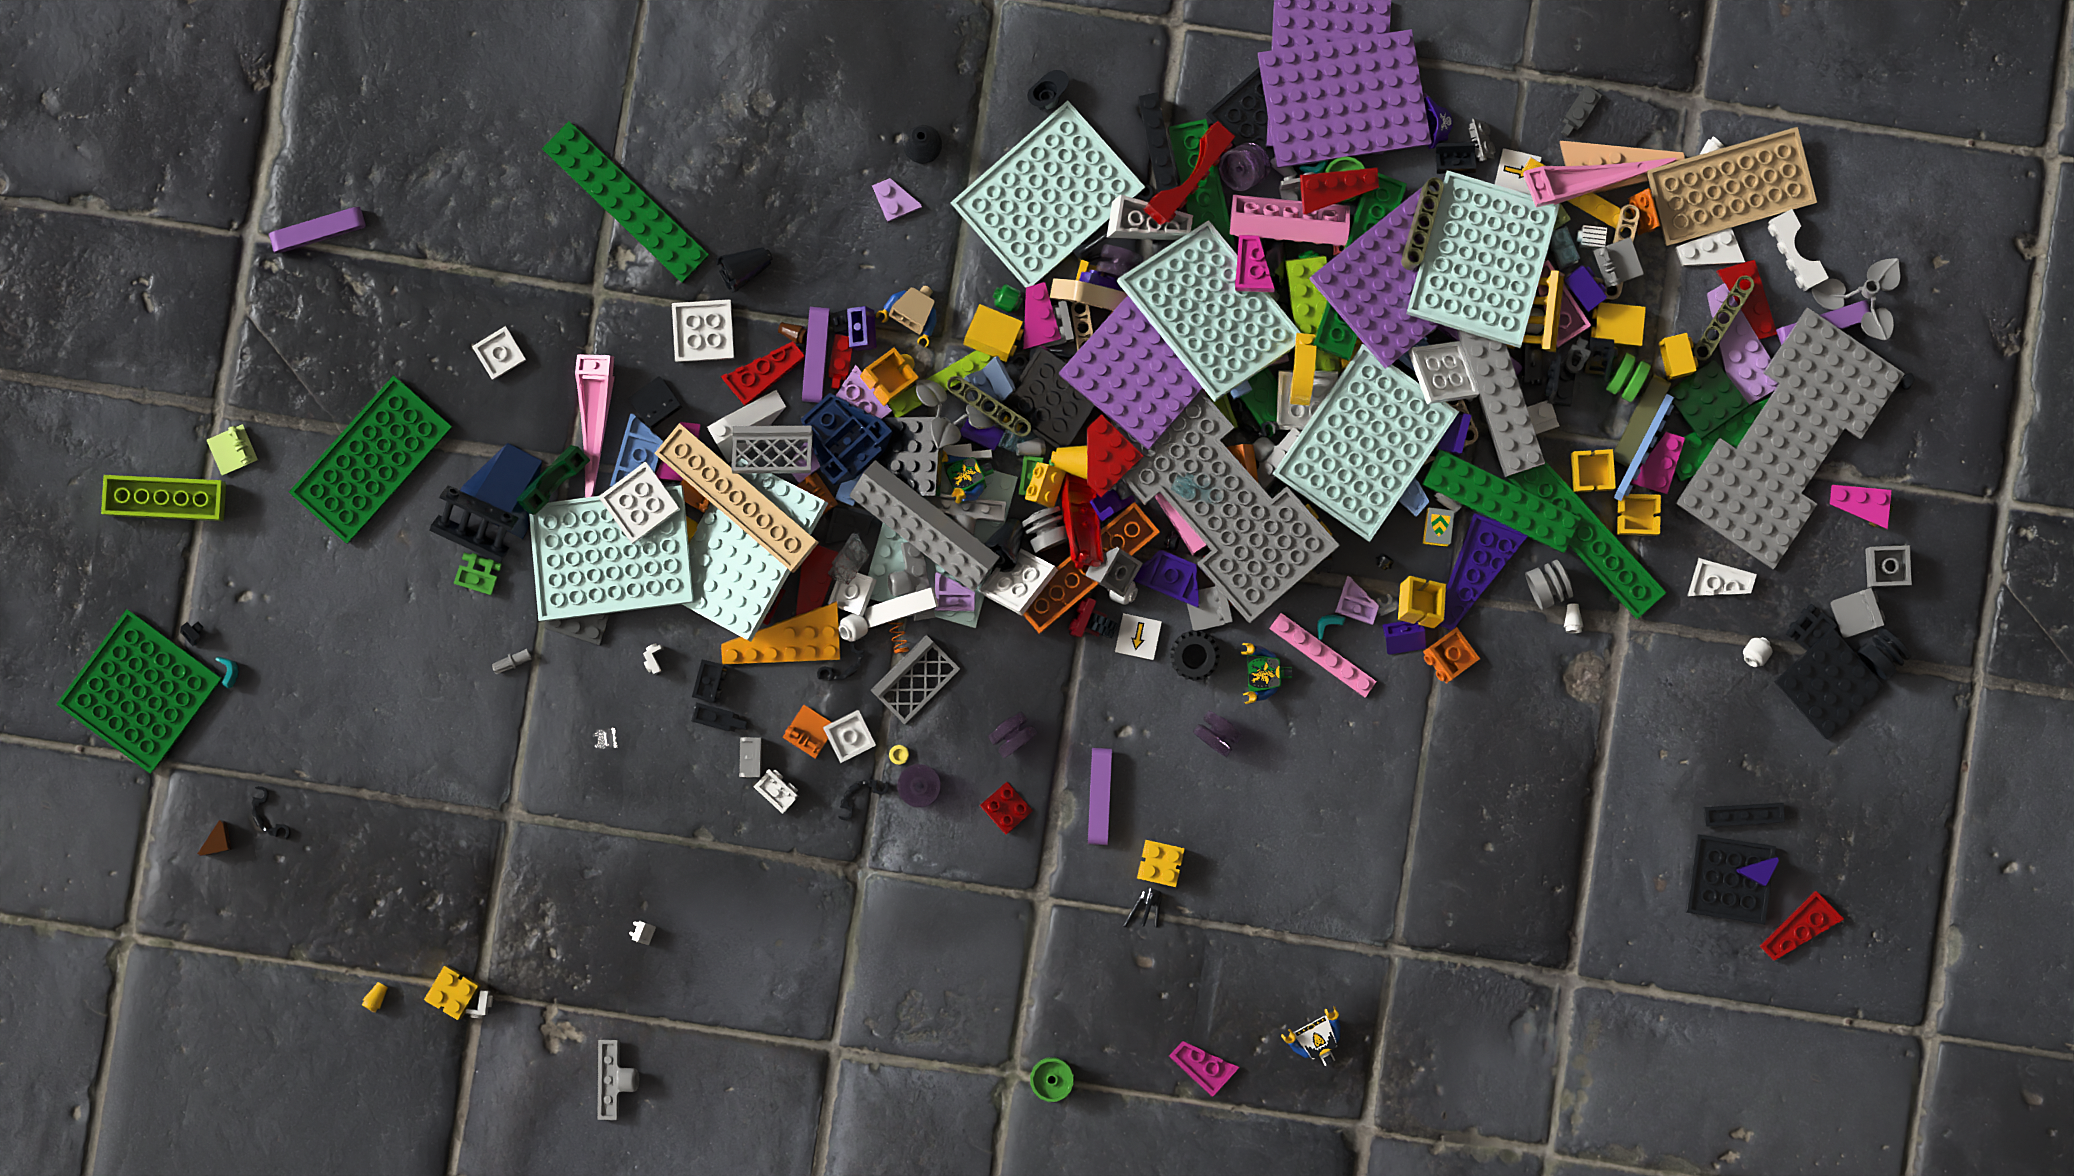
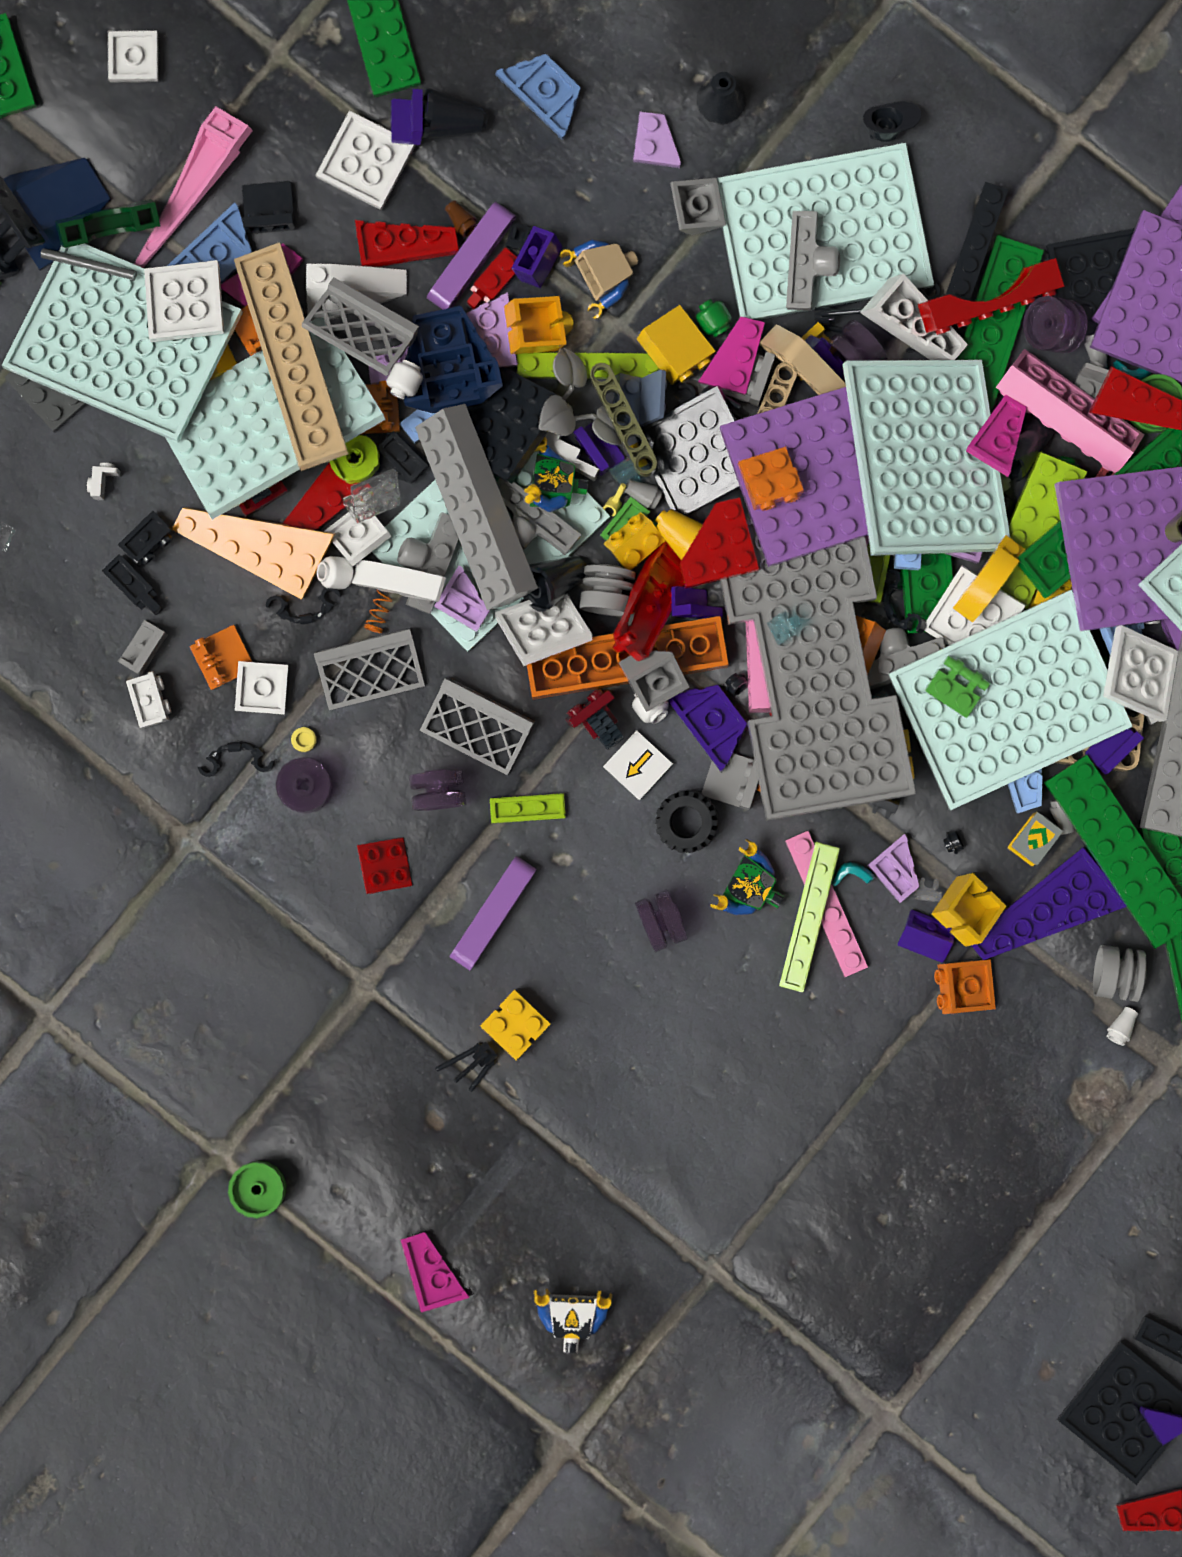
camera: 25 degrees right, 0 degrees up
(556, 515) = (88, 264): none -> dark grey bar
(715, 285) = (407, 119): none -> dark purple panel
(797, 209) = (544, 90): none -> medium blue wing
(824, 468) = (404, 379): none -> white head
(831, 542) = (367, 464): none -> lime plate
(951, 227) = (698, 205): none -> light grey slope
(1012, 657) = (486, 706): none -> light grey fence
(1015, 465) = (614, 502): none -> light yellow hand
(1049, 222) = (807, 260): none -> light grey plate
(1080, 711) = (527, 808): none -> lime tile
(1115, 389) = (770, 479): none -> orange plate
(1317, 670) = (809, 917): none -> tile
(1324, 462) = (952, 693): none -> bright green plate

